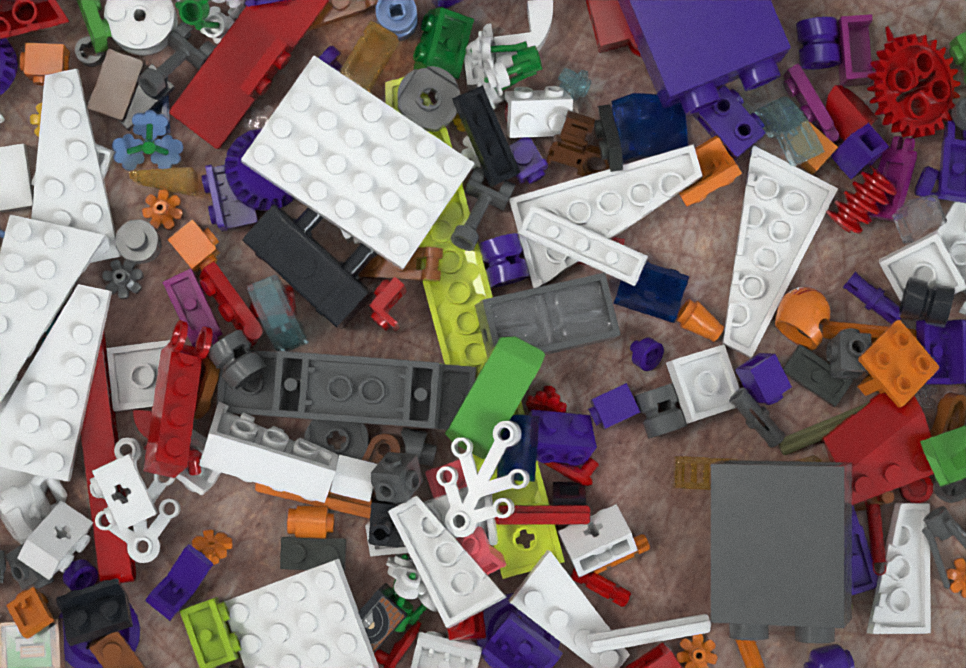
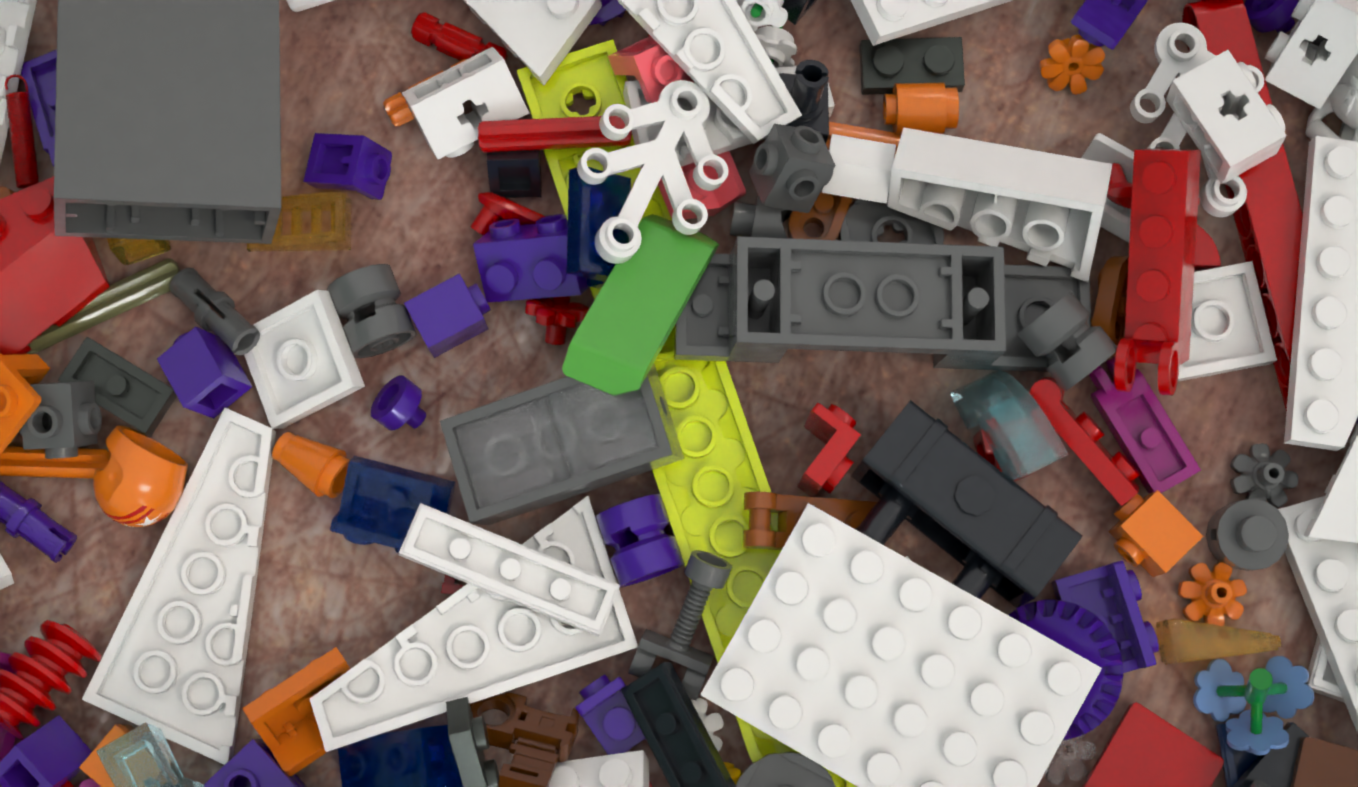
camera: 175 degrees right, 5 degrees down
(673, 507) = (348, 164): none -> dark purple bracket

